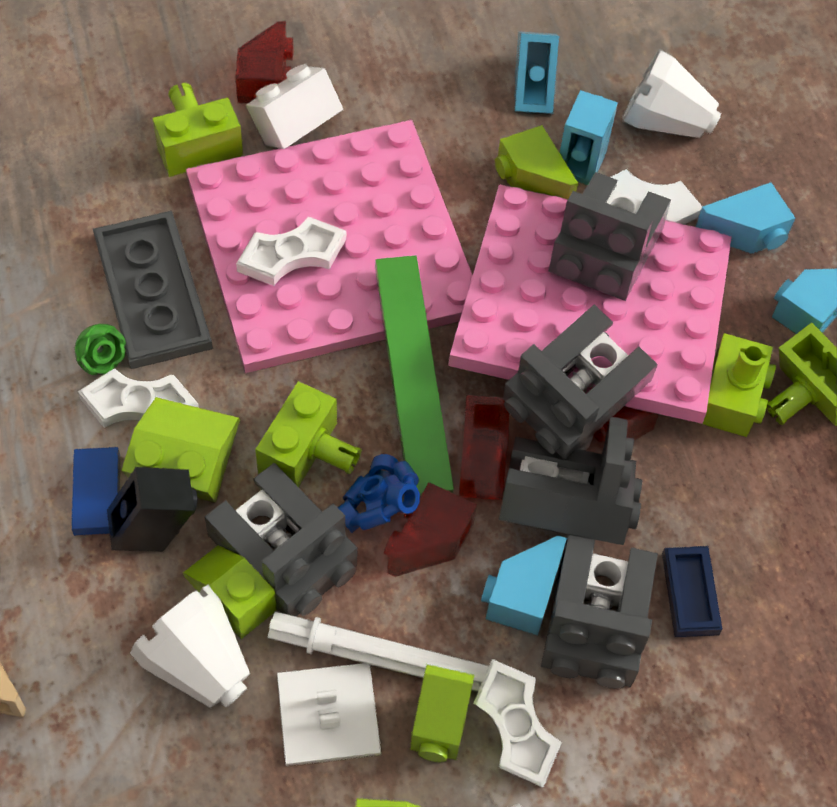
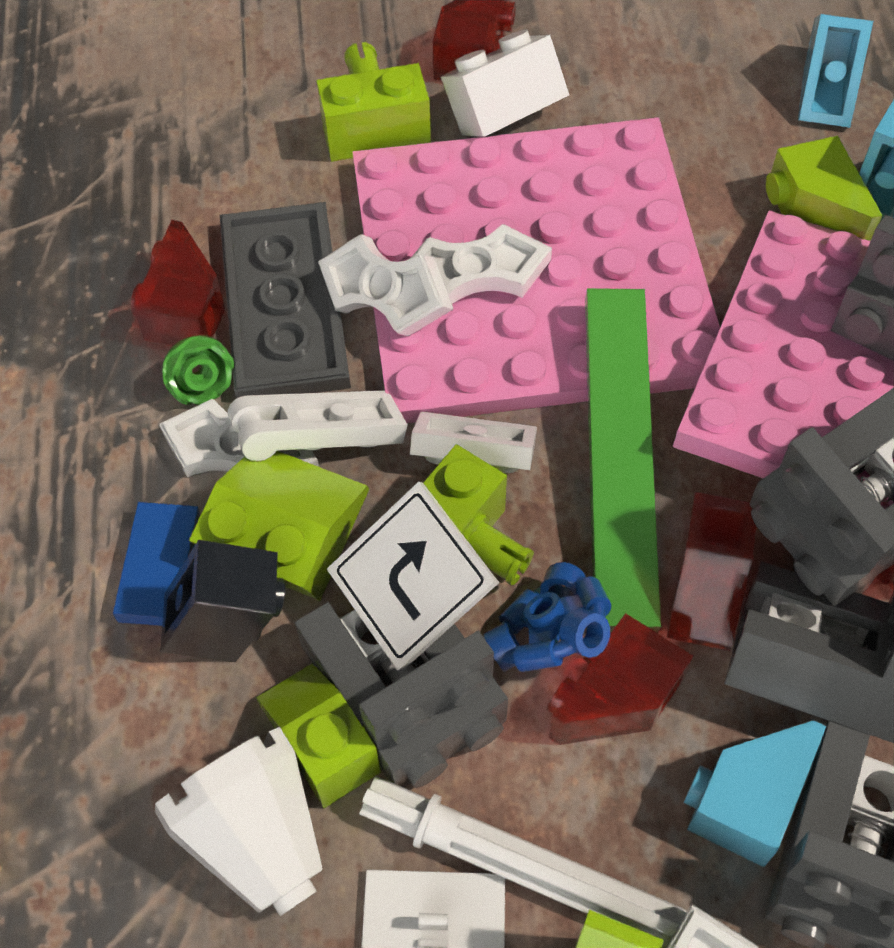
camera: 15 degrees right, 0 degrees up
(75, 293) = (178, 292): none -> clear red slope
(194, 376) = (315, 421): none -> white plate
(244, 275) = (404, 291): none -> white tile
(281, 474) = (411, 576): none -> white piece
(325, 376) = (497, 443): none -> white plate

